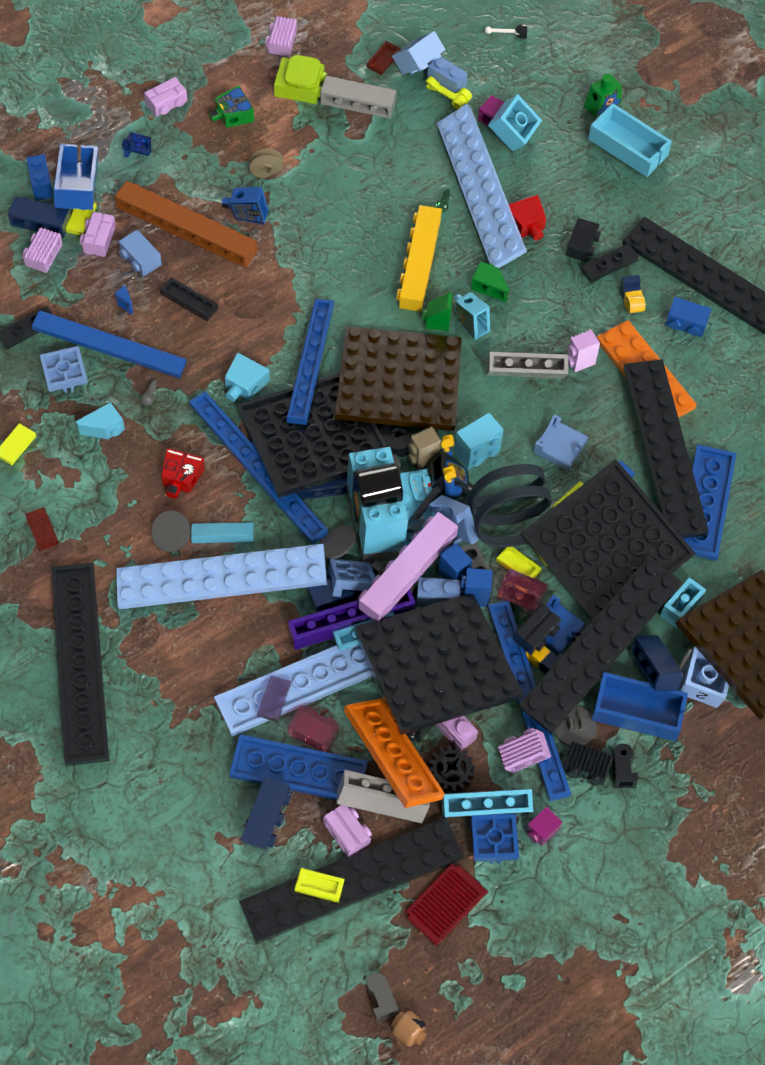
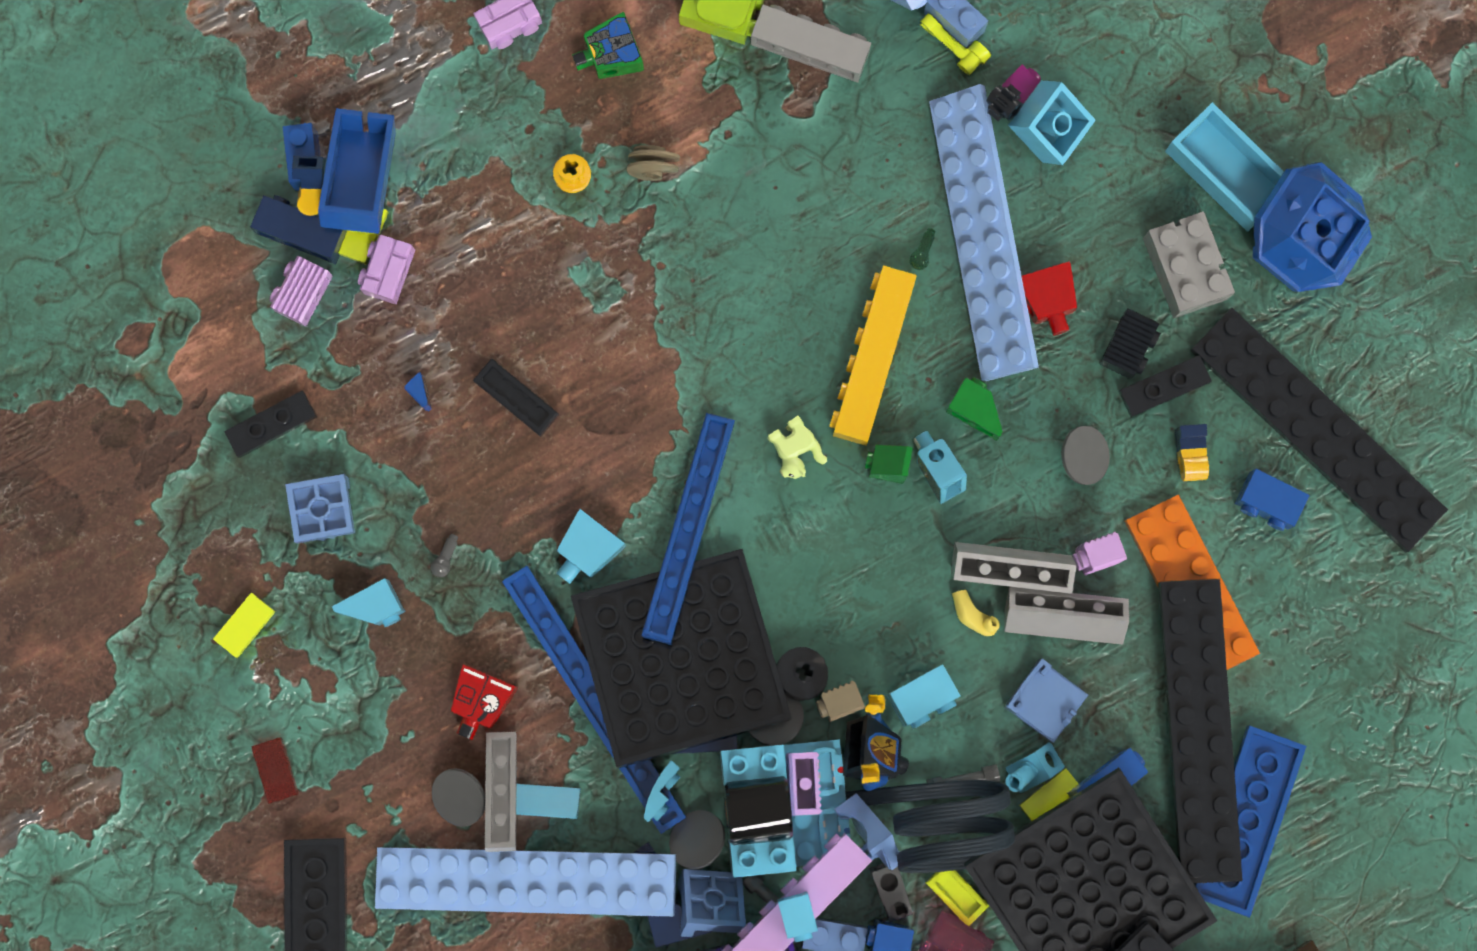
camera: 10 degrees right, 20 degrees up
(46, 192) = (311, 173): none -> dark blue leg
(109, 344) = (390, 469): blue tile -> none
(137, 144) = (457, 106): clear blue bracket -> none
(139, 253) = (447, 309): medium blue brick -> none
(186, 224) = (521, 261): dark orange brick -> none
(200, 521) = (500, 791): none -> light grey plate
(213, 175) = (566, 181): none -> yellow piece
(247, 204) = (617, 238): blue torso -> none
(308, 512) = (656, 802): none -> medium azure slope
(374, 311) = (797, 443): none -> yellowish green animal
(399, 378) = (817, 572): dark brown plate -> none
(410, 485) = (803, 783): none -> lavender brick
(412, 558) = (798, 916): none -> medium azure brick
(415, 522) = (804, 840): black piece -> none
(453, 563) = (862, 902): blue brick -> none
(483, 111) = (1004, 102): none -> black gear
(504, 399) = (972, 617): none -> light yellow arm
(559, 482) = (1033, 769): none -> medium azure bracket
(564, 301) = (1085, 455): none -> dark grey piece
(566, 390) = (1066, 615): none -> light grey brick
(603, 94) = (1203, 75): green torso -> none
(613, 194) = (1188, 265): none -> light grey piece
(685, 168) = (1288, 234): none -> blue piece

